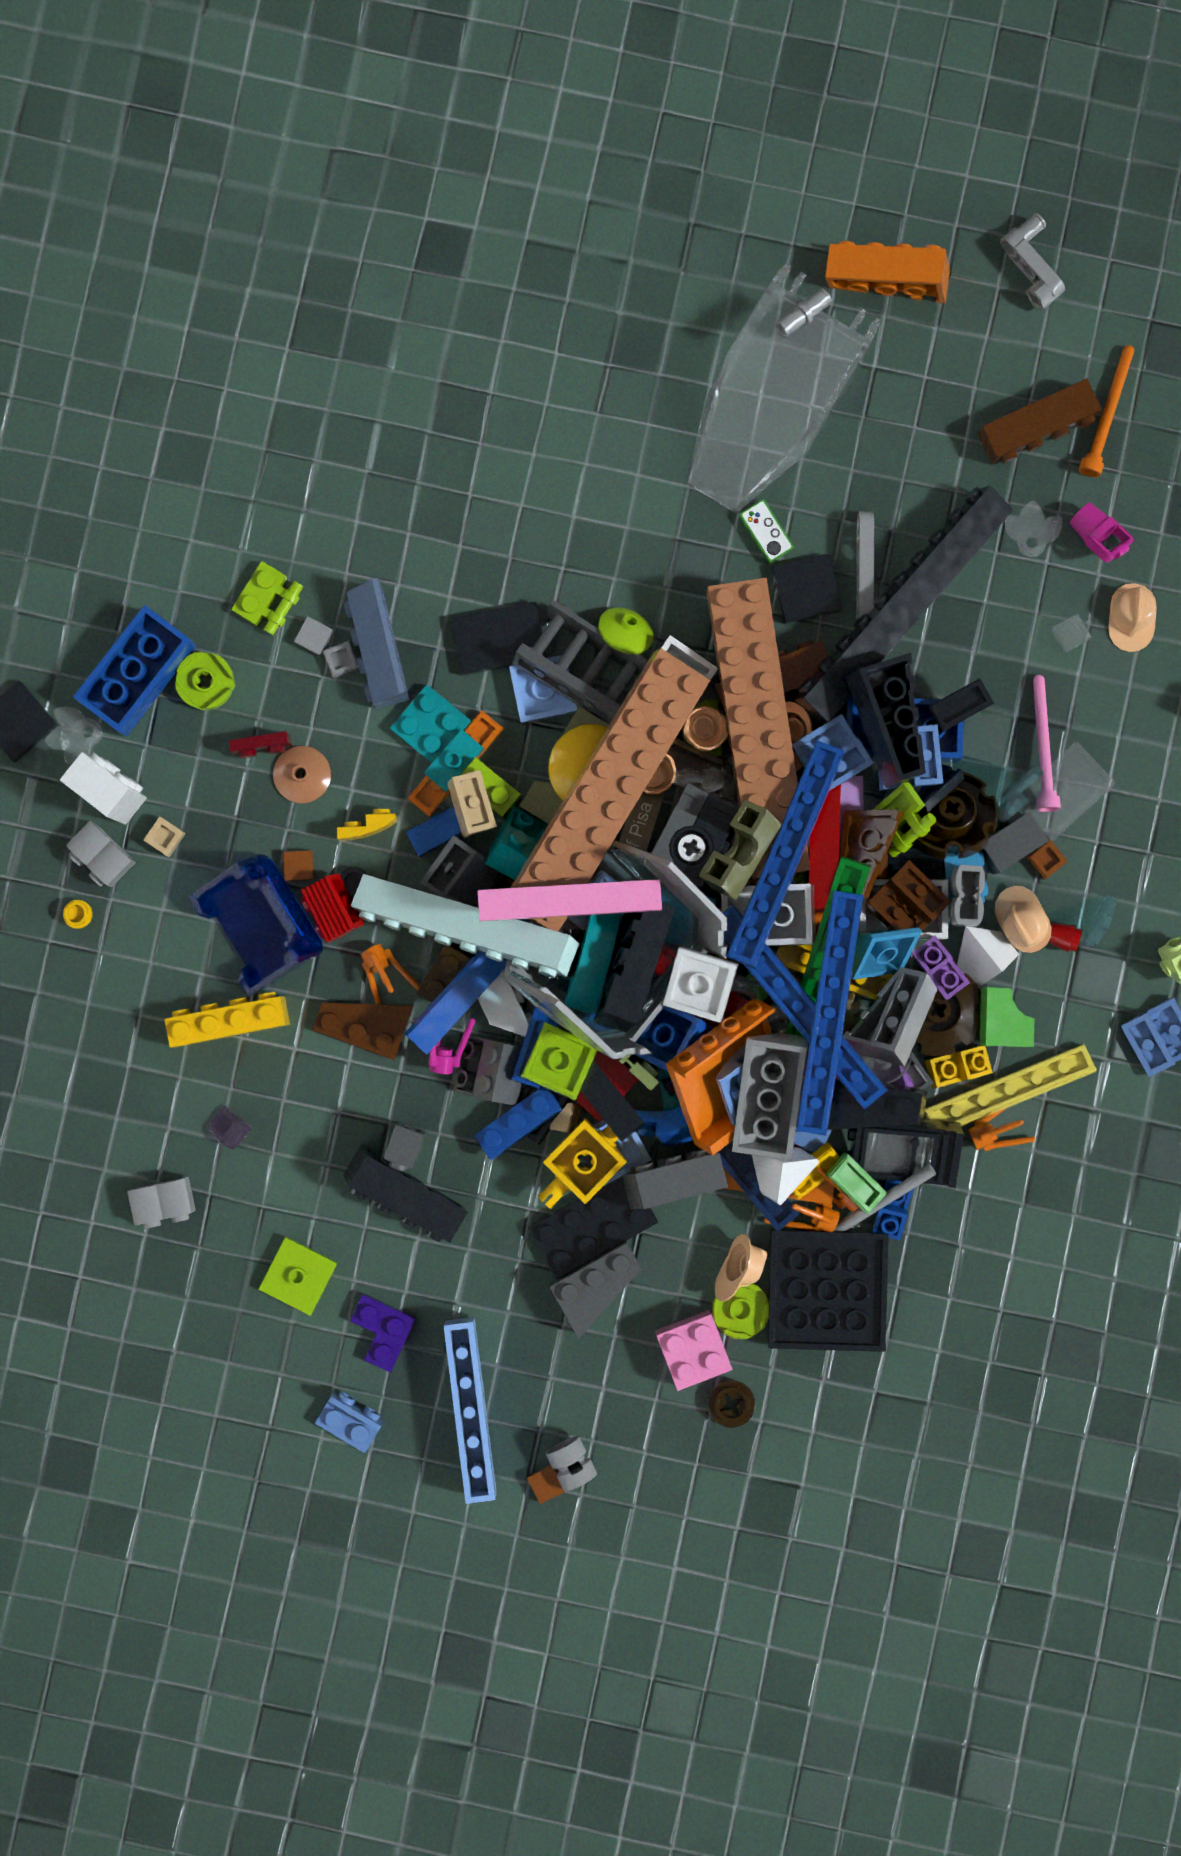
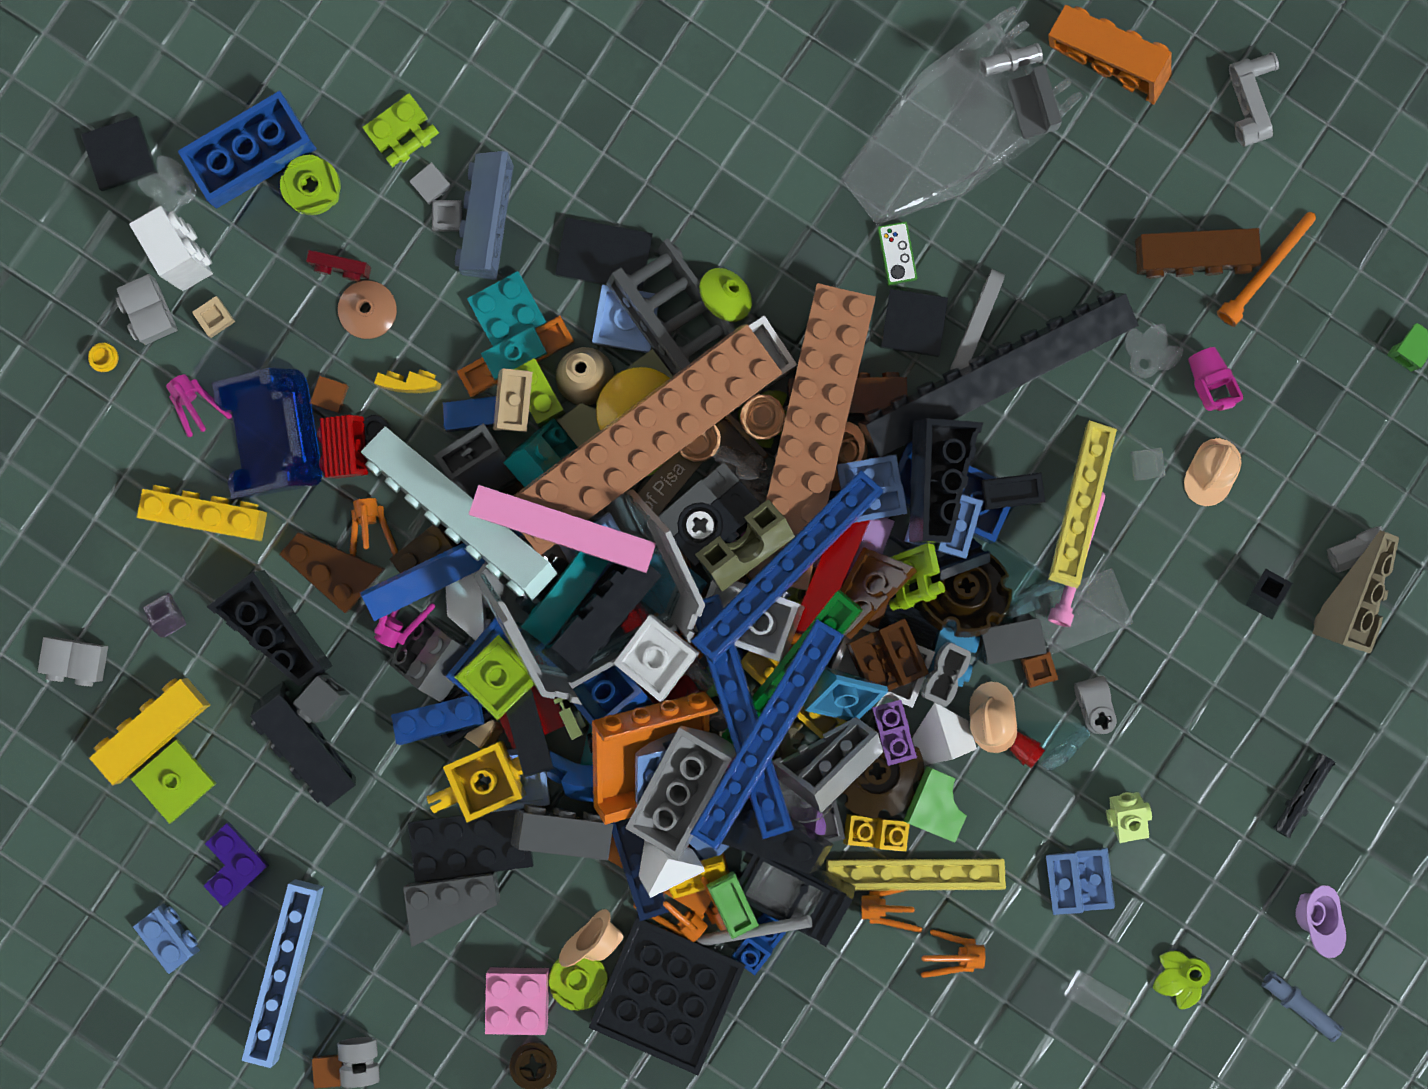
camera: 20 degrees right, 0 degrees up
(164, 917) = (183, 393): none -> dark pink plant
(258, 1238) = (149, 731): none -> yellow brick
(332, 1098) = (271, 625): none -> black wedge
(527, 767) = (583, 386): none -> tan cone
(841, 344) = (1034, 103): none -> dark grey panel
(1028, 692) = (1082, 504): none -> light yellow tile
(1087, 1145) = (968, 957): none -> orange plant
(1109, 868) = (1095, 698): none -> light grey piece

